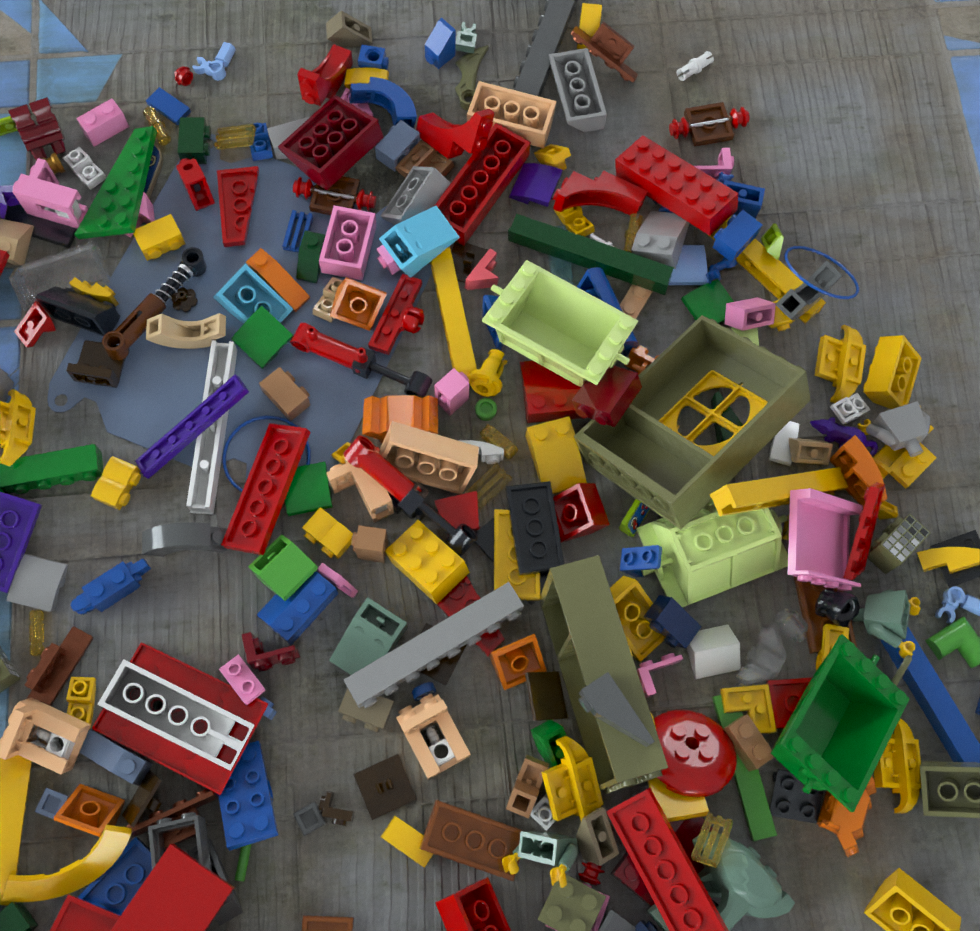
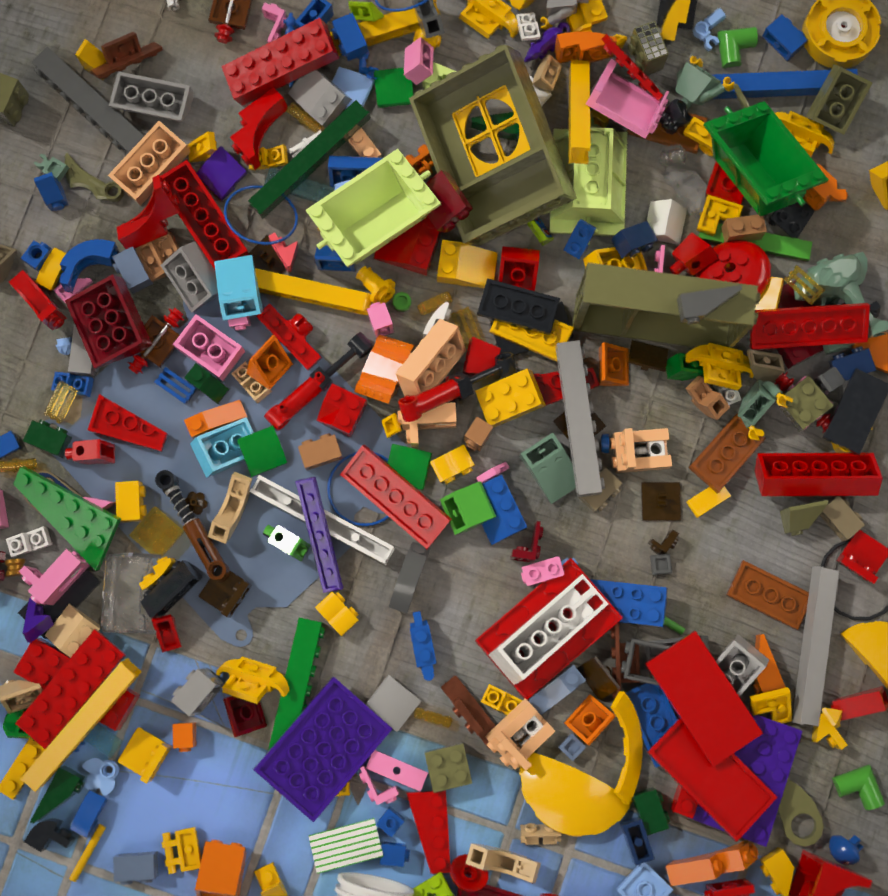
camera: 60 degrees left, 10 degrees up
(136, 275) = (156, 532): none -> clear yellow plate
(172, 399) = (286, 541): none -> torso
(293, 116) = (64, 345): none -> light blue plate
(339, 396) = (341, 410): none -> red slope
(475, 235) = (252, 241): none -> blue piece
(686, 695) = (692, 255): none -> red torso

